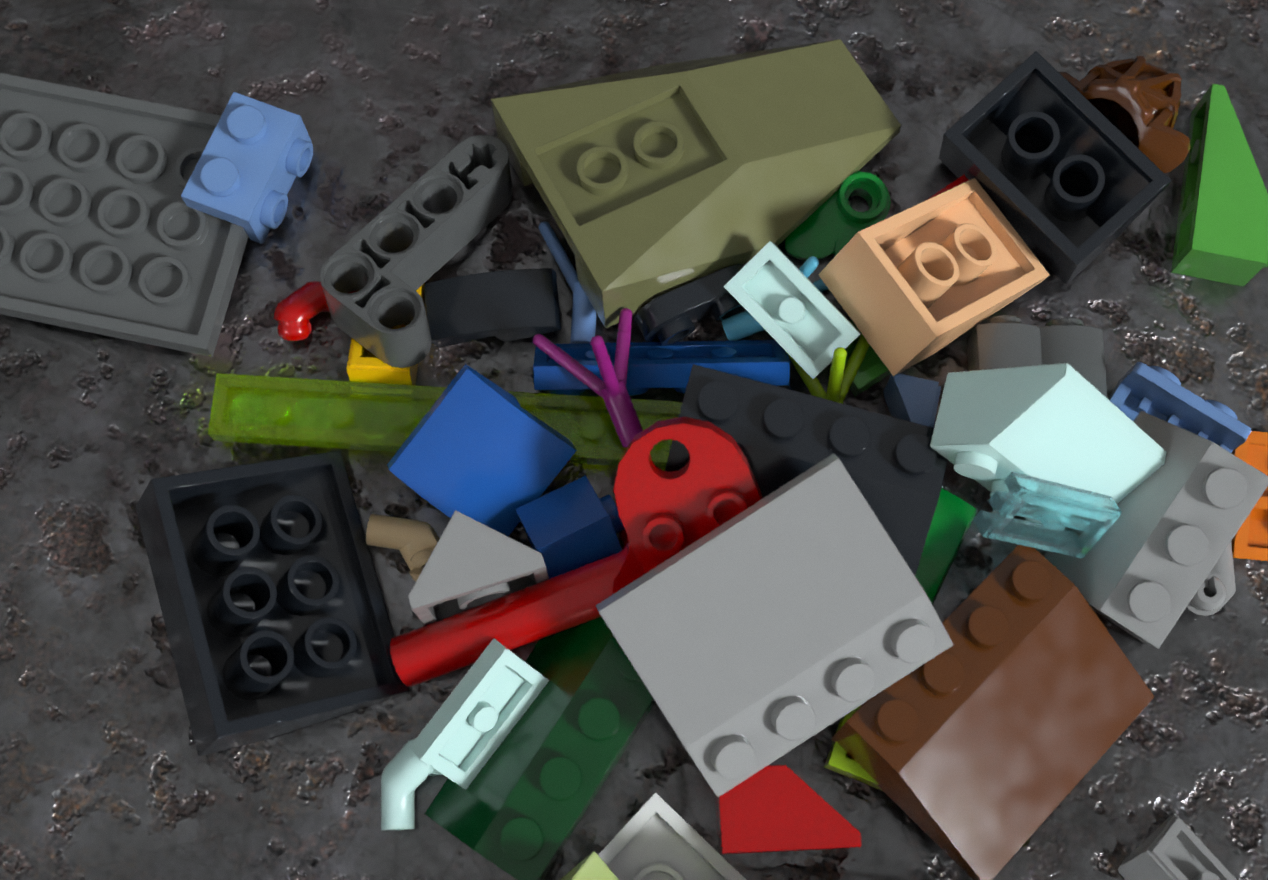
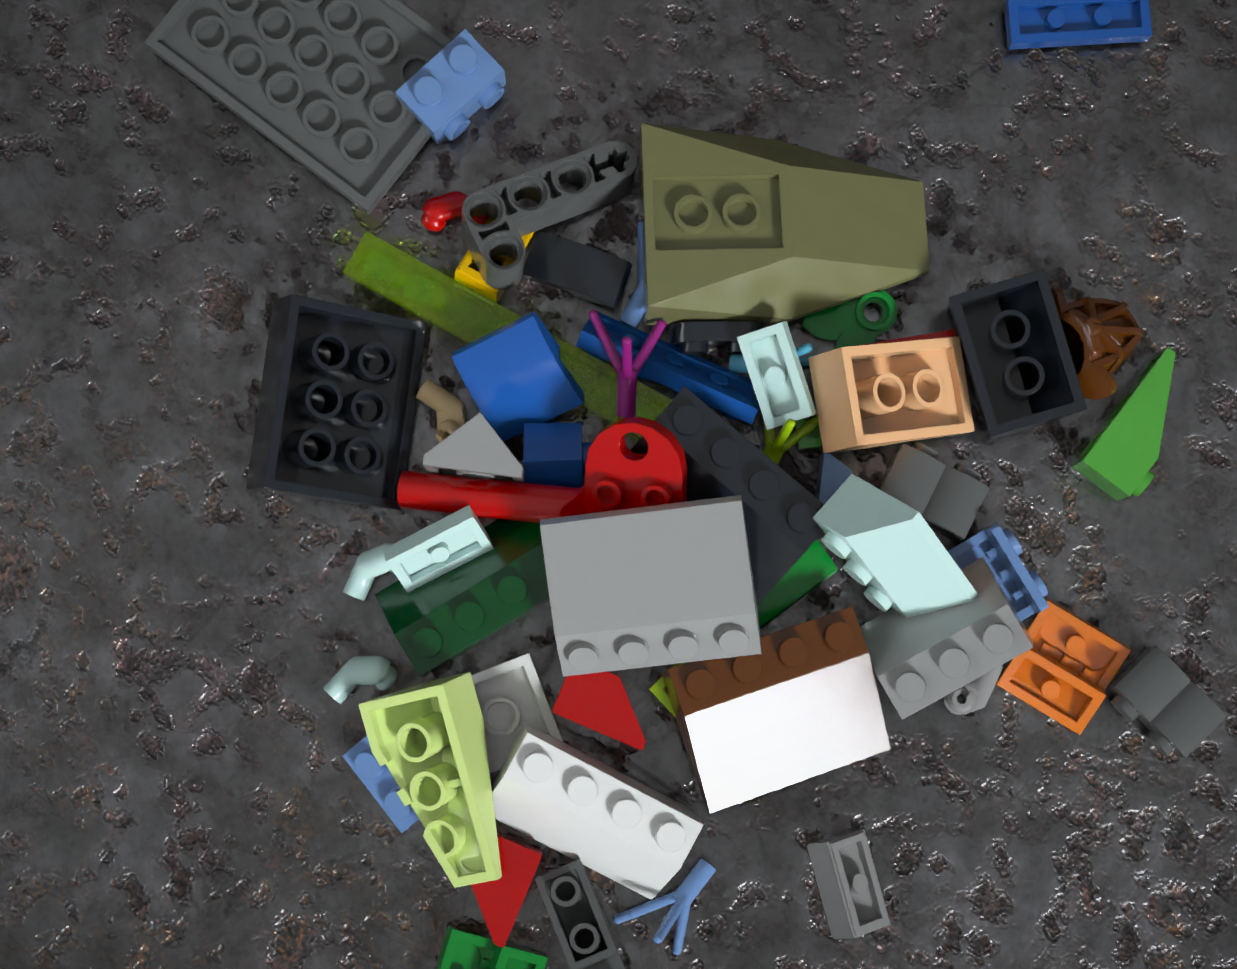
camera: 25 degrees right, 10 degrees up
(1056, 508) = (872, 599): clear light blue tile -> none

